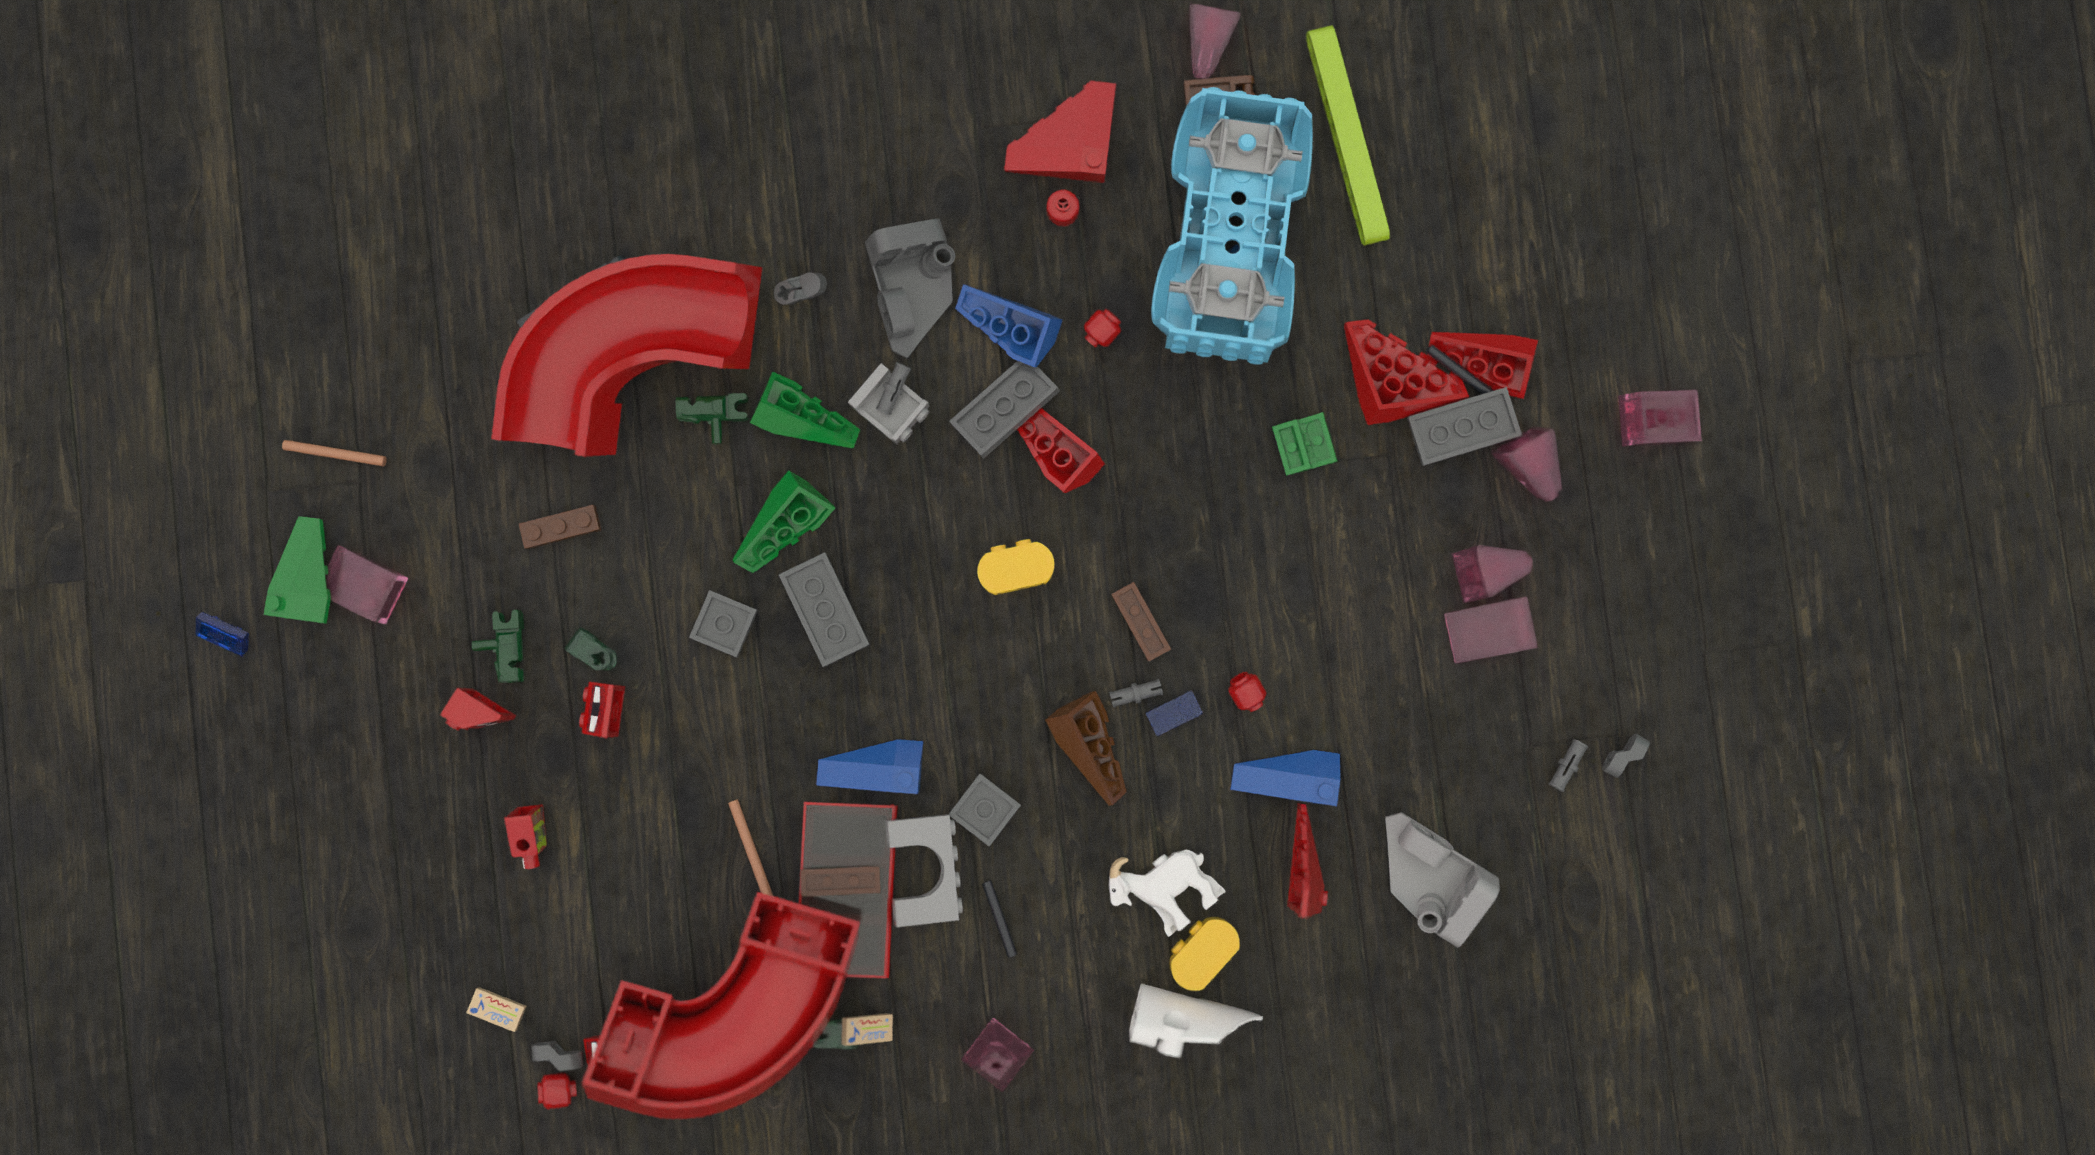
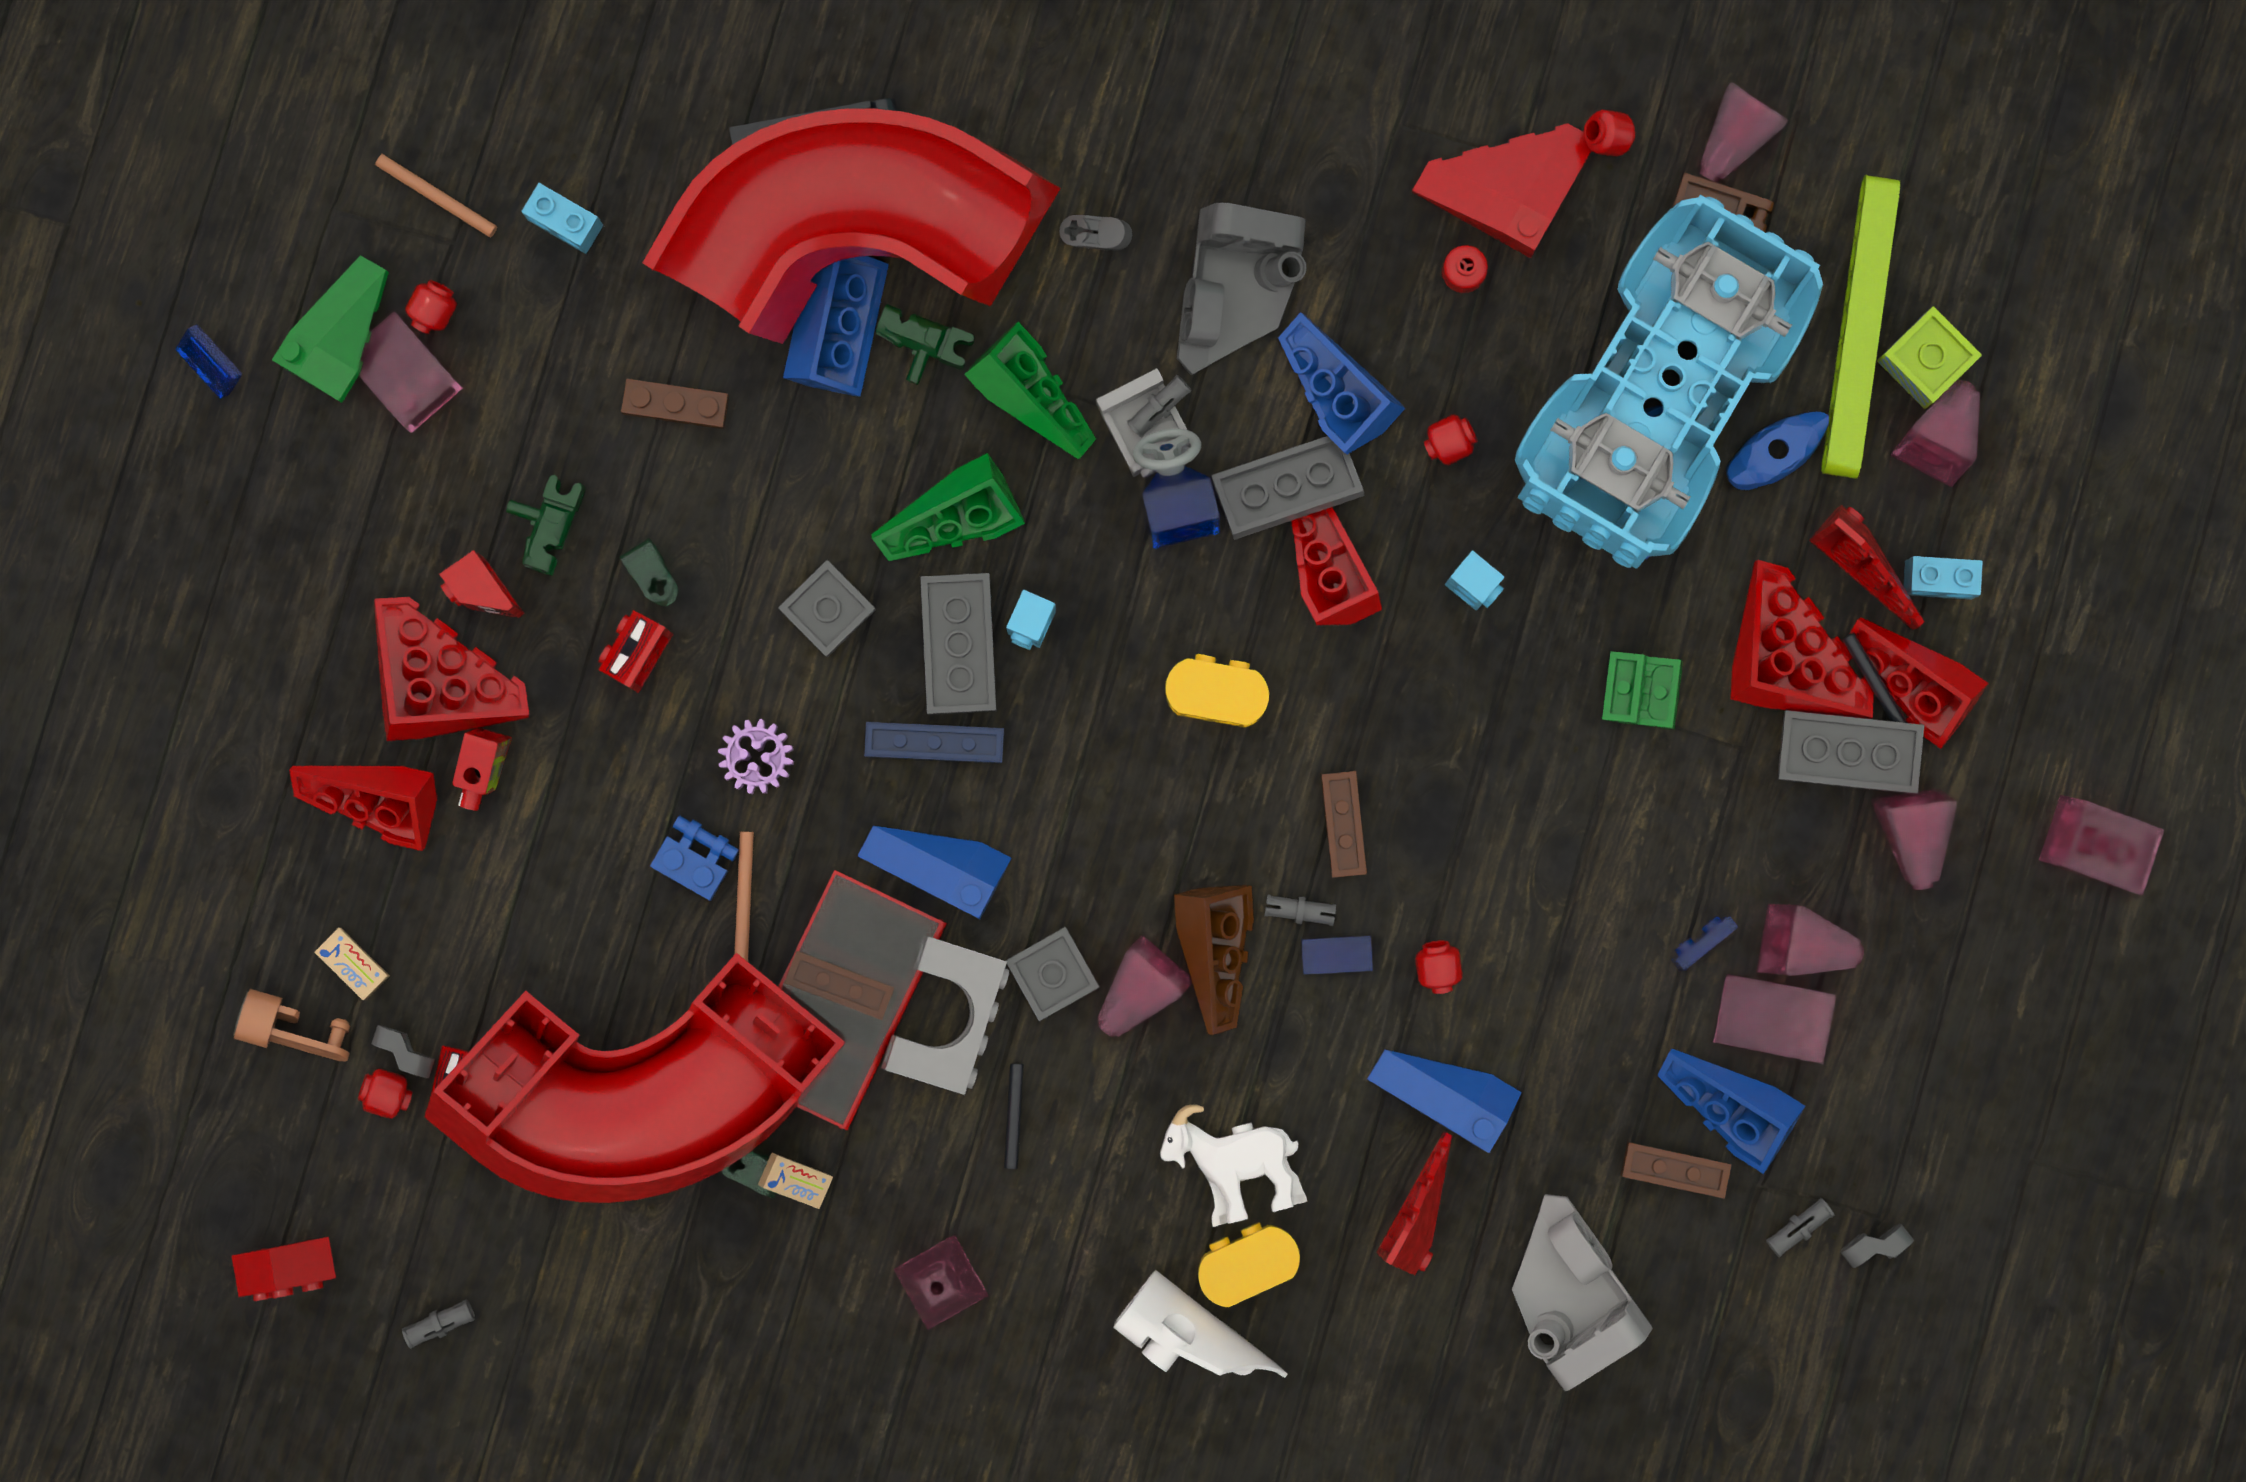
camera: 25 degrees right, 0 degrees up
(361, 531) = (430, 306): none -> red head
(427, 431) = (562, 218): none -> medium azure brick
(445, 1075) = (258, 1020): none -> nougat piece
(471, 787) = (435, 681): none -> red slope
(472, 884) = (384, 798): none -> red wedge
(649, 426) = (837, 326): none -> blue slope
(704, 842) = (690, 868): none -> blue plate
(720, 761) = (759, 737): none -> lavender gear
(836, 684) = (934, 742): none -> dark blue tile
(866, 573) = (1030, 620): none -> medium azure brick
(932, 445) = (1178, 499): none -> clear blue piece
(1050, 793) = (1141, 988): none -> clear pink slope
(1122, 74) = (1609, 133): none -> red head
(1161, 417) = (1476, 581): none -> medium azure brick
(1316, 259) = (1756, 467): none -> blue piece
(1403, 136) = (1929, 357): none -> lime container
(1411, 289) = (1859, 555): none -> red slope
(1415, 607) = (1714, 933): none -> clear blue plate
(1437, 186) = (1945, 436): none -> clear pink slope
(1467, 762) = (1676, 1170): none -> reddish brown plate
(1476, 281) = (1943, 577): none -> medium azure brick
(1496, 701) = (1741, 1109): none -> blue wedge

